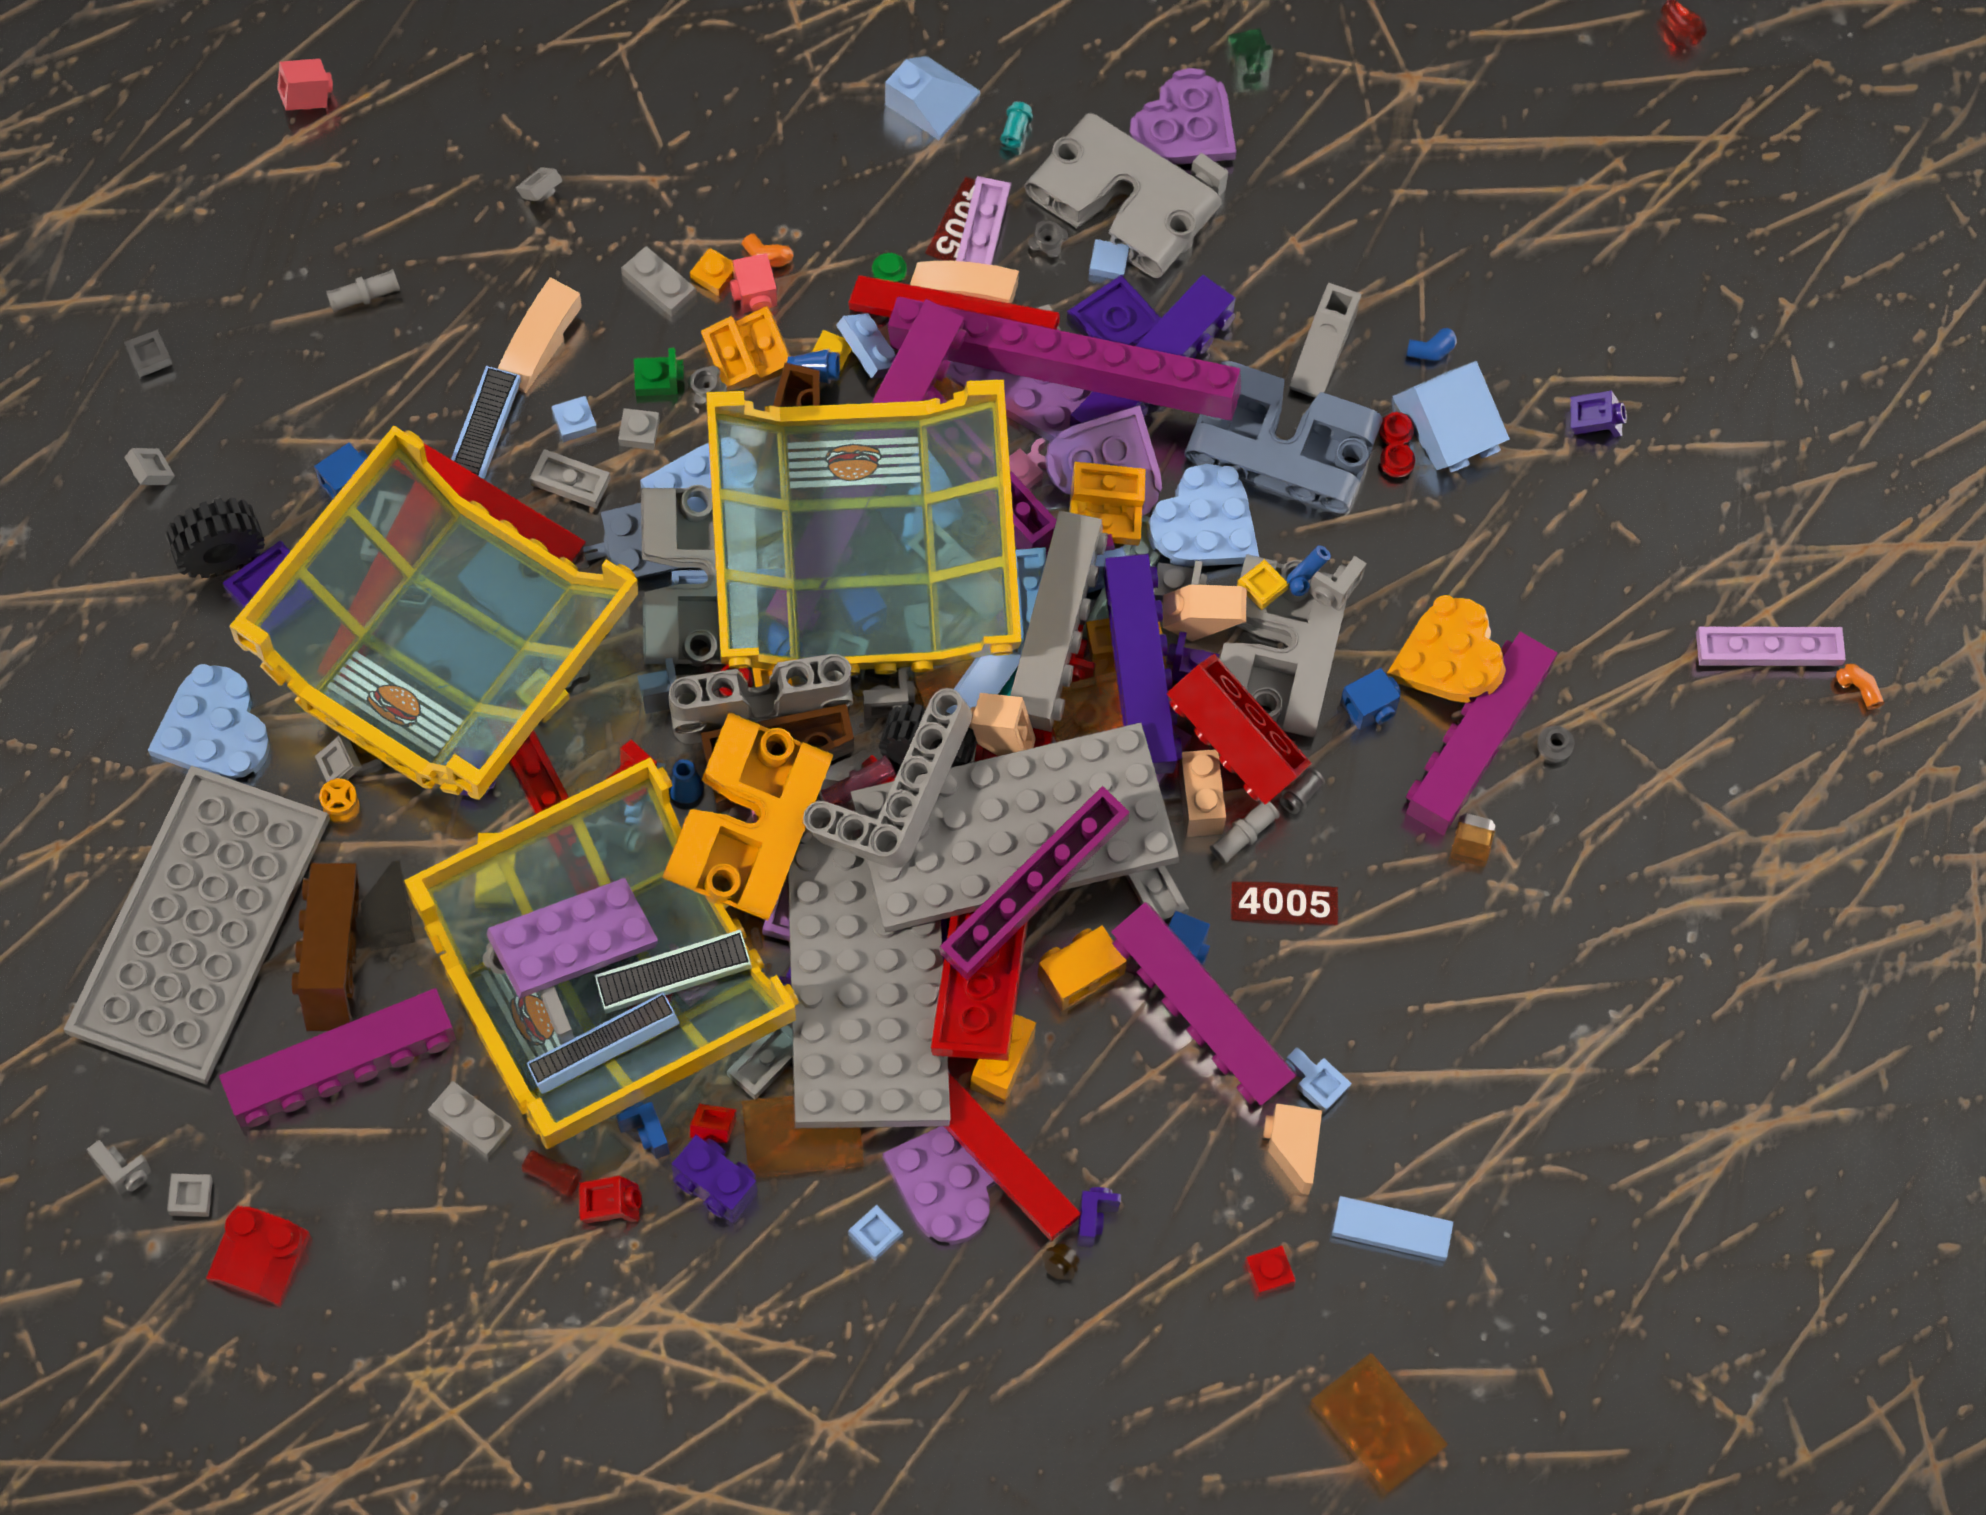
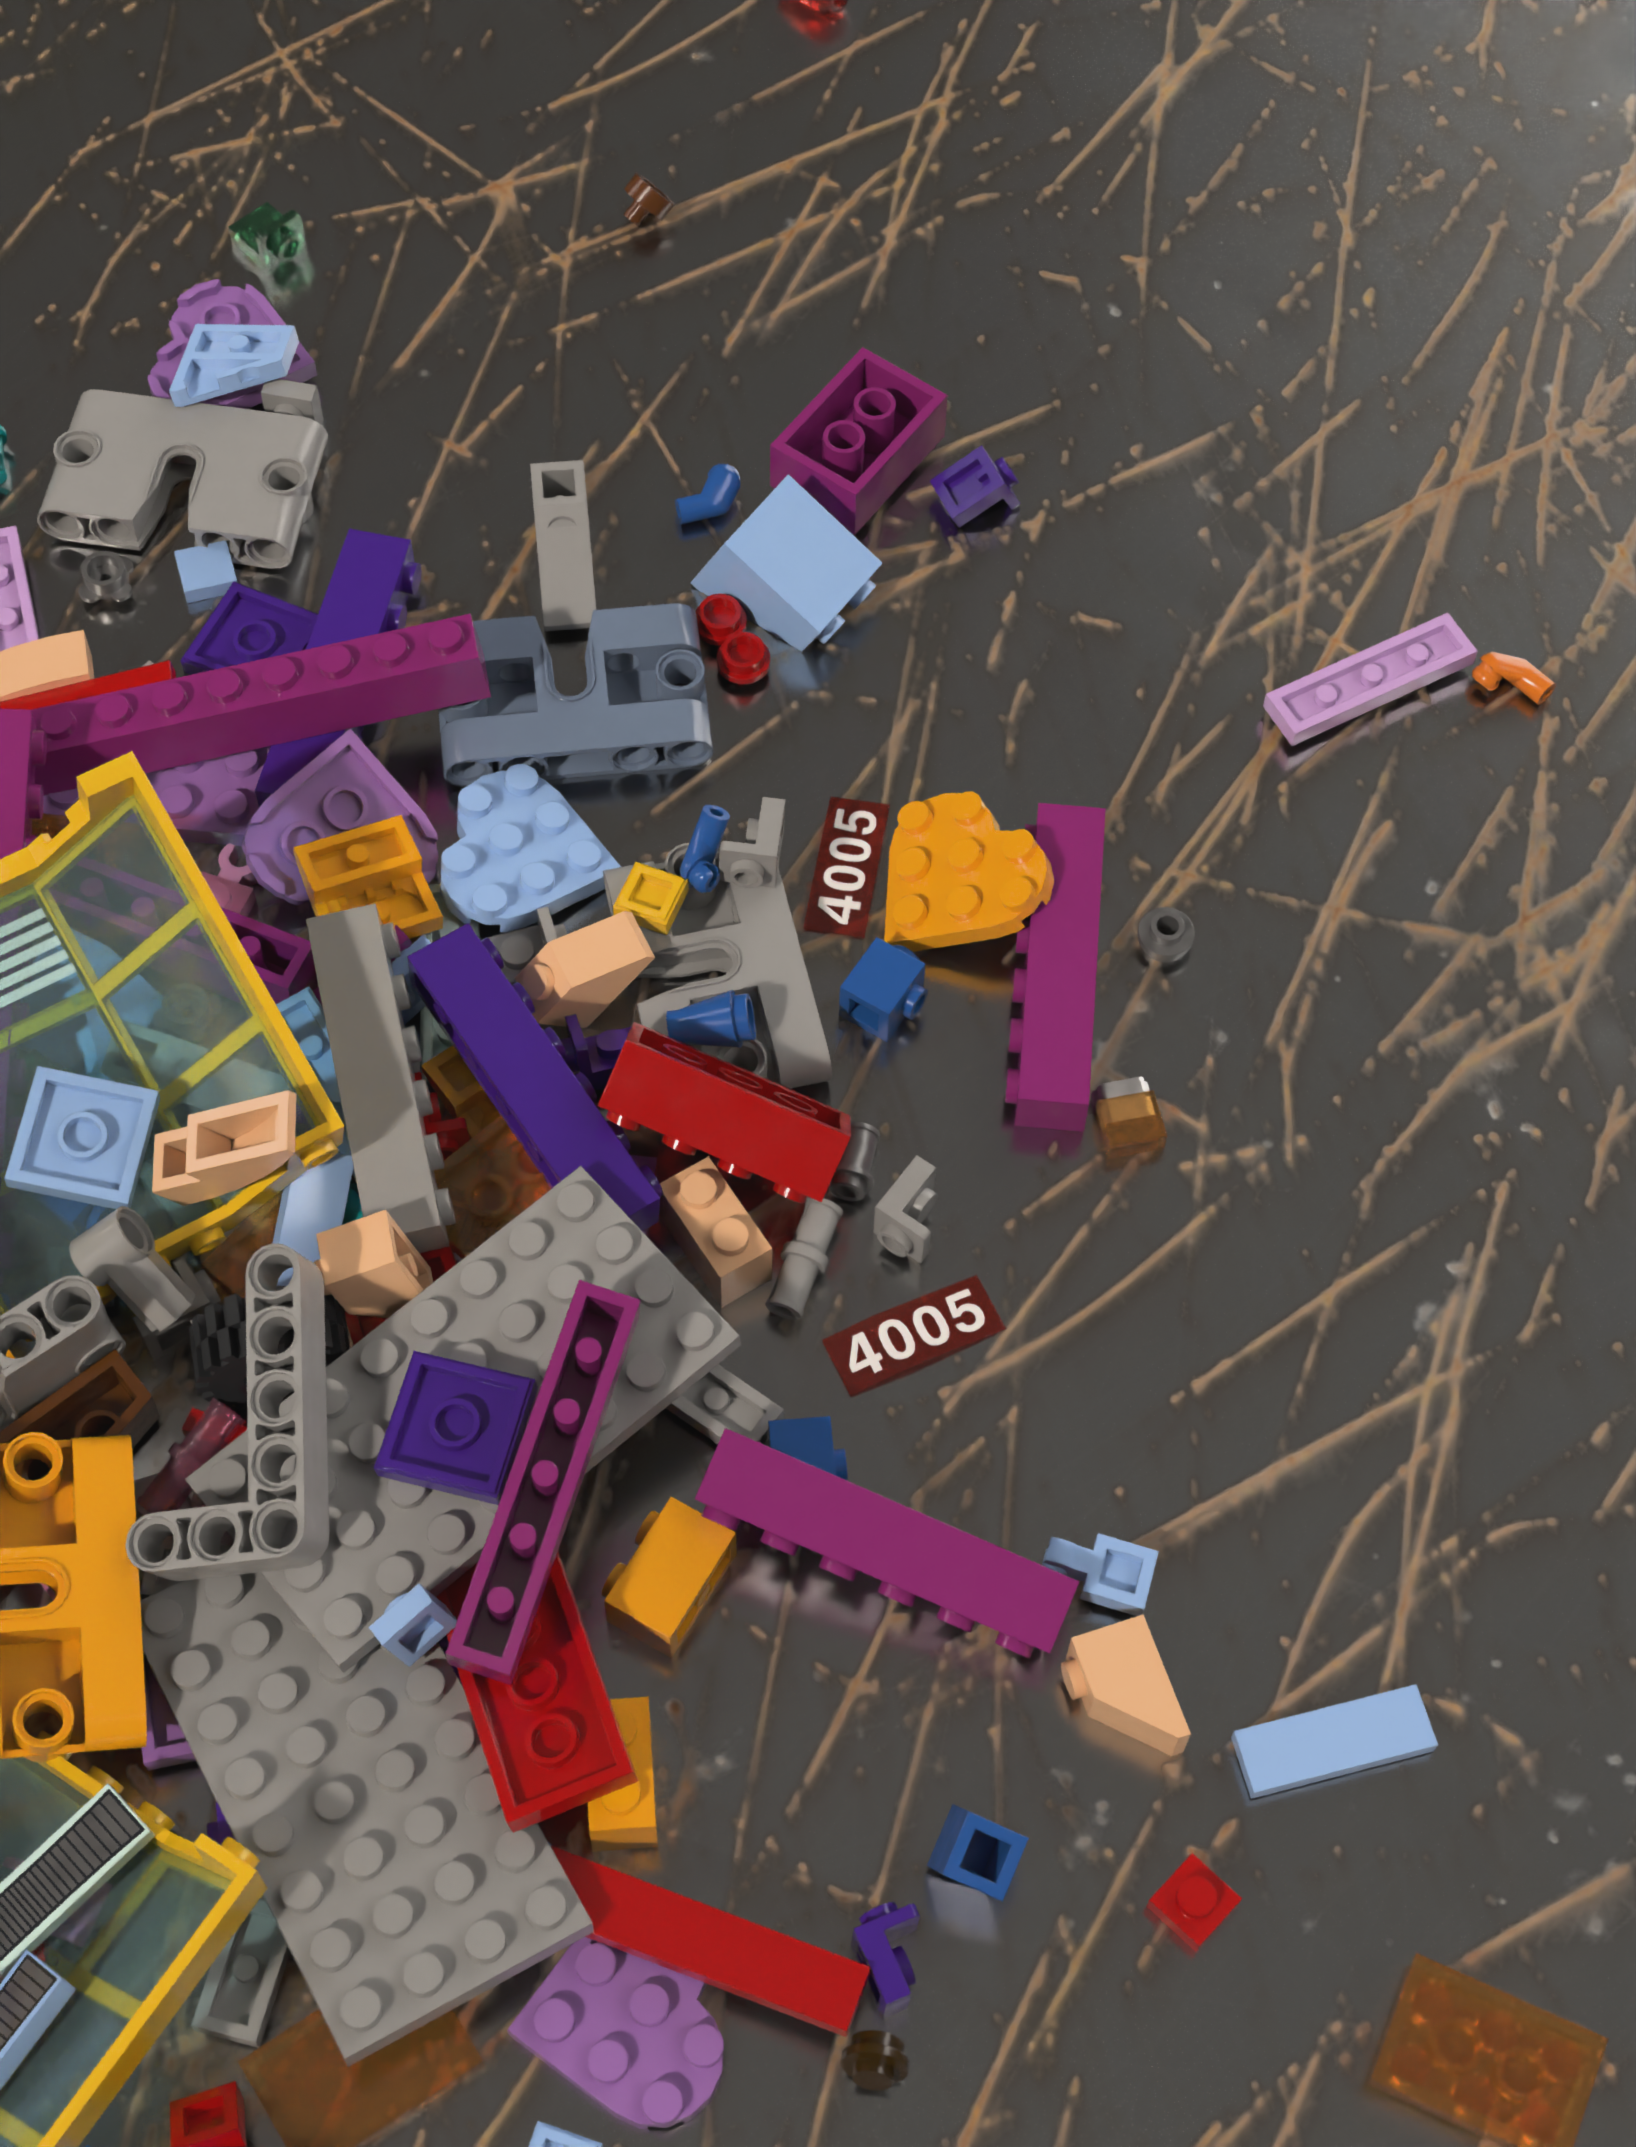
camera: 25 degrees left, 5 degrees down
(872, 655) = (124, 1256): none -> light grey piece
(881, 580) = (82, 1138): none -> light blue plate
(931, 924) = (413, 1624): none -> light blue plate
(952, 623) = (224, 1148): none -> light nougat slope
(1003, 832) = (456, 1427): none -> dark purple tile
(1167, 1186) = (977, 1852): none -> blue brick
(1185, 132) = (231, 359): none -> light blue wing
(1262, 675) = (716, 1021): none -> blue cone
(1318, 826) = (904, 1208): none -> light grey bracket
(1392, 615) = (846, 867): none -> clear red sticker
(1495, 129) = (646, 200): none -> reddish brown tile
(1538, 352) = (860, 438): none -> magenta brick

